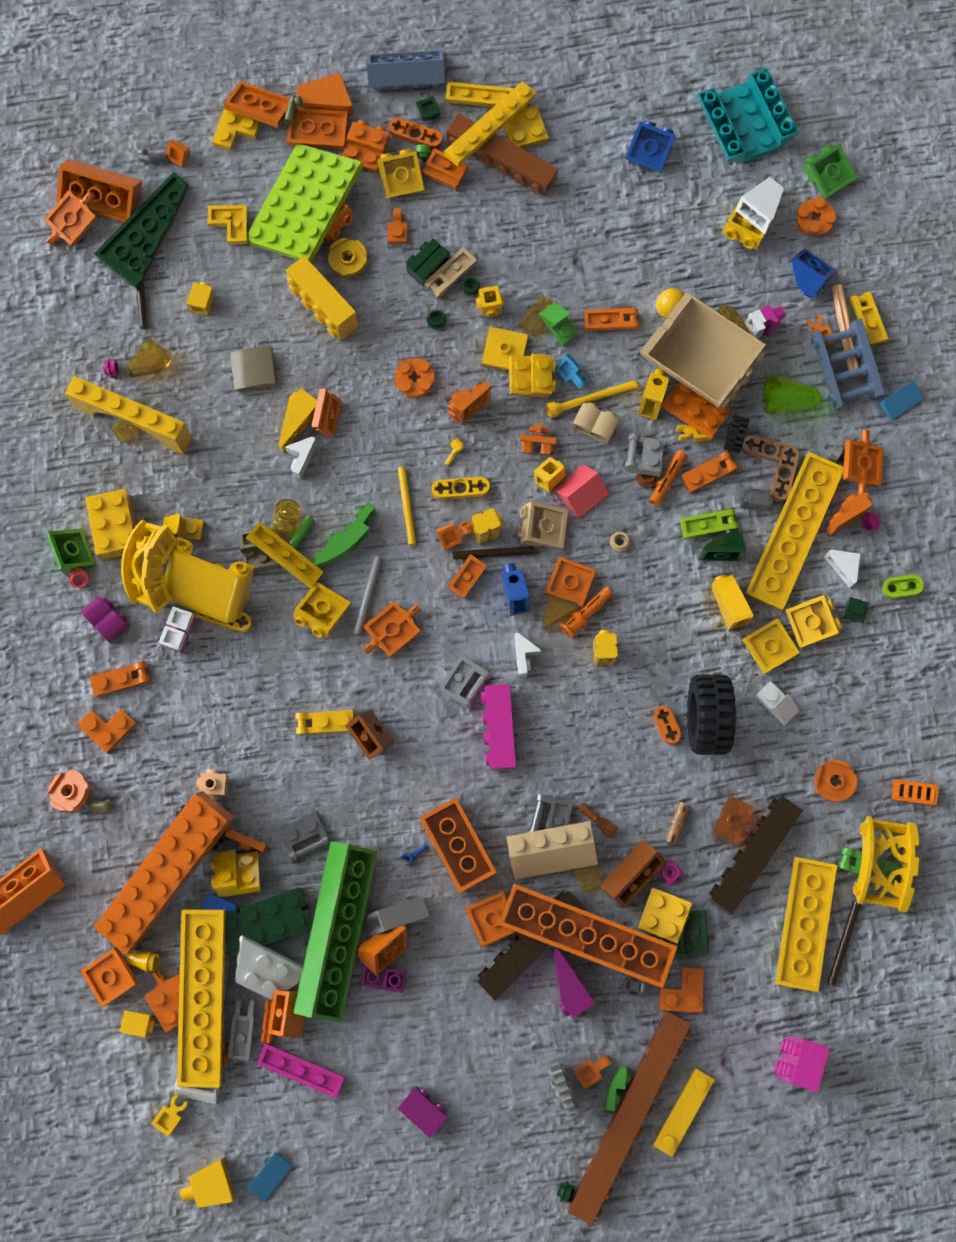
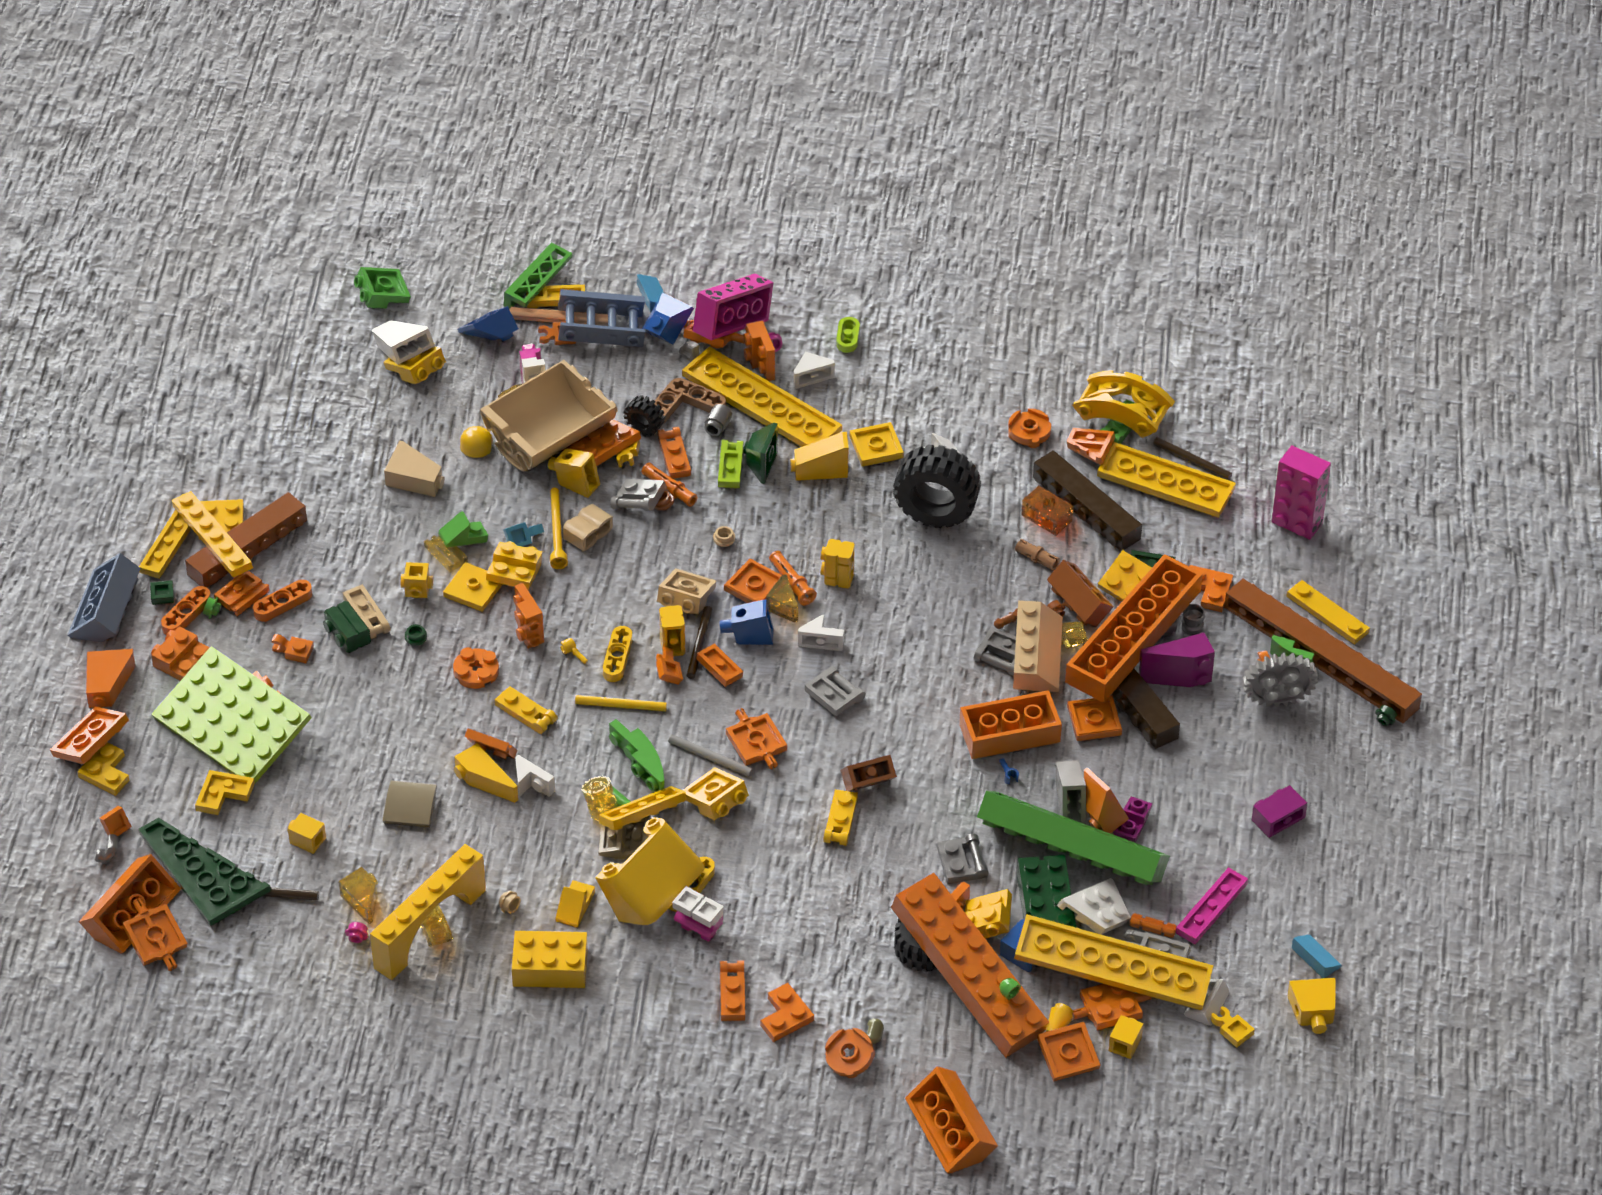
camera: 75 degrees left, 30 degrees down
(70, 550) = (567, 1010): bright green slope -> none
(82, 581) = (601, 1004): coral plate -> none
(105, 619) = (659, 988): magenta brick -> none
(134, 914) = (1009, 988): none -> bright green hinge
(146, 583) = (607, 884): yellow fence -> none
(169, 476) = (509, 902): none -> tan plate
(220, 786) = (880, 920): light nougat brick -> none
(283, 1020) = (1150, 899): orange brick -> none
(294, 102) = (106, 697): olive arm -> none
(318, 128) = (142, 691): orange plate -> none
(321, 298) = (355, 718): yellow brick -> none
(347, 268) = (312, 685): yellow plate -> none
(378, 430) = (525, 710): none -> yellow plate
(400, 173) = (231, 627): yellow plate -> none
(449, 212) = (296, 593): none -> orange beam
(470, 281) = (389, 598): dark green plate -> none
(499, 727) = (894, 667): dark pink brick -> none
(528, 440) = (580, 572): orange hips -> none
(549, 474) = (631, 574): yellow brick -> none
(581, 490) = (655, 555): coral slope -> none
(610, 319) = (475, 492): orange plate -> none
(612, 855) = (1057, 607): none -> dark orange plate
(618, 261) = (413, 471): none -> tan slope
(651, 146) = (292, 417): blue plate -> none
(662, 727) = (932, 542): orange beam -> none
(669, 879) = (1088, 568): dark pink plate -> none
(749, 117) = (294, 329): teal slope -> none
(788, 395) = (616, 372): clear neon green cone -> none
(813, 227) = (430, 303): orange plate -> none
(814, 621) = (861, 404): yellow plate -> none
(828, 844) = (1091, 443): none -> orange wing
(856, 610) = (859, 375): dark green plate -> none
(861, 420) = (667, 318): none -> blue slope
(886, 290) = (536, 271): none -> bright green fence
(887, 474) = (732, 306): none -> dark pink brick
(933, 794) = (1064, 361): orange slope -> none

